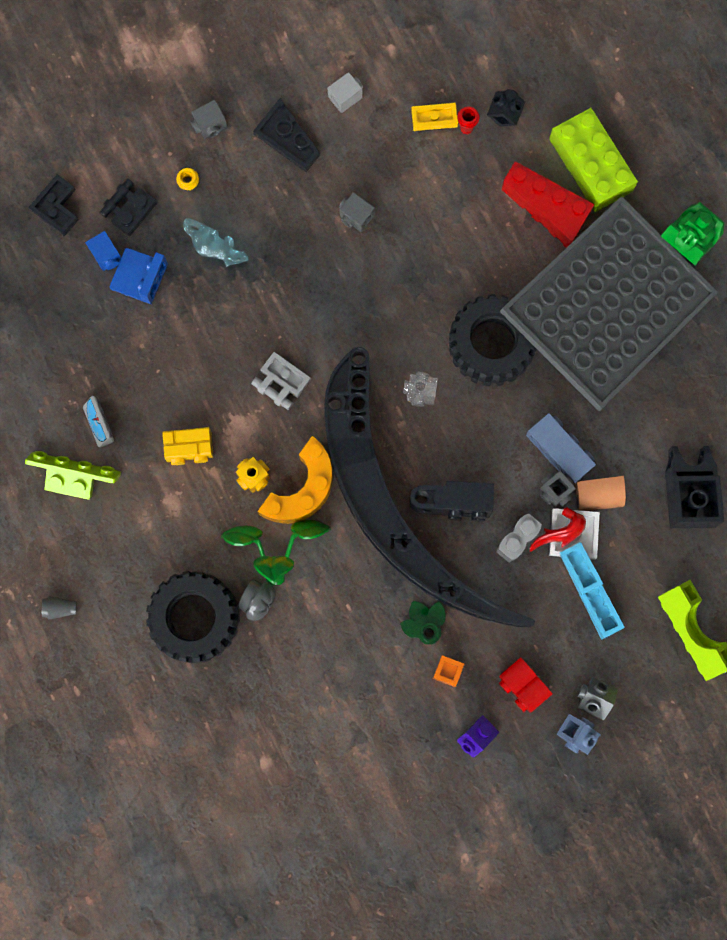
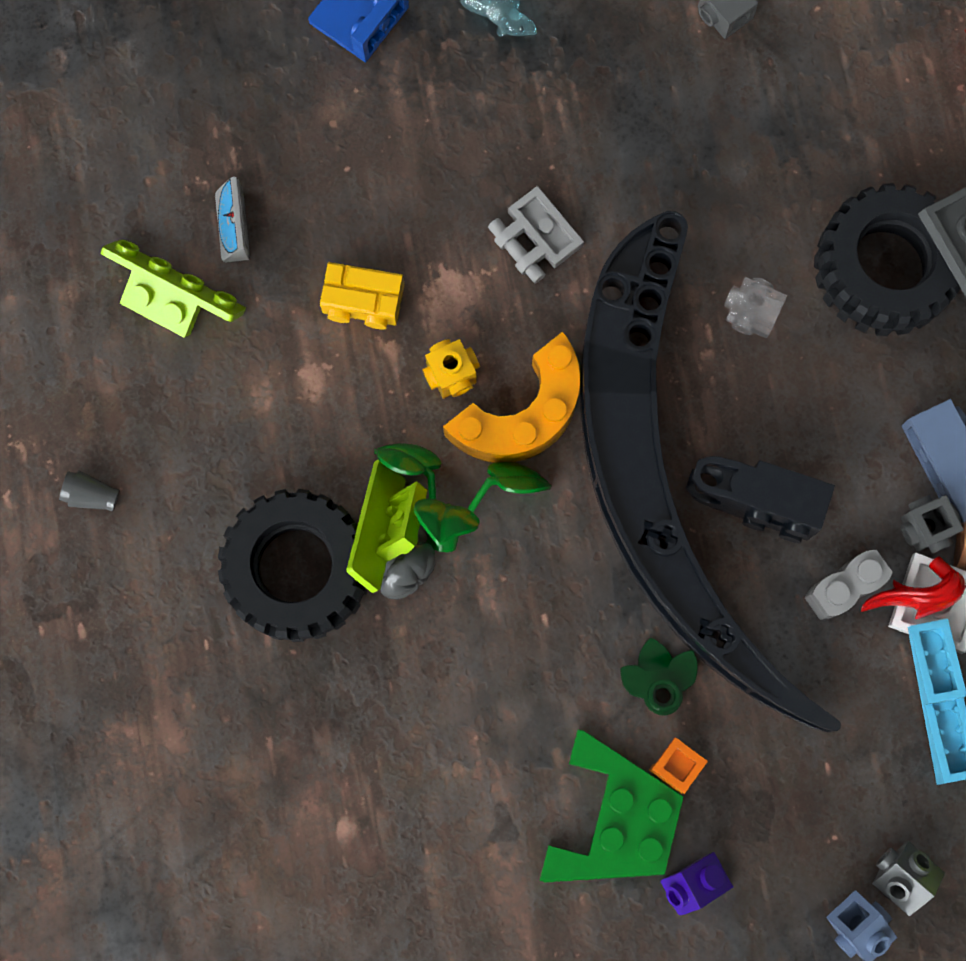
camera: 15 degrees right, 0 degrees up
(239, 579) = (385, 525): none -> lime bracket
(432, 713) = (632, 825): none -> green wing
(524, 685) = (795, 824): red brick -> none

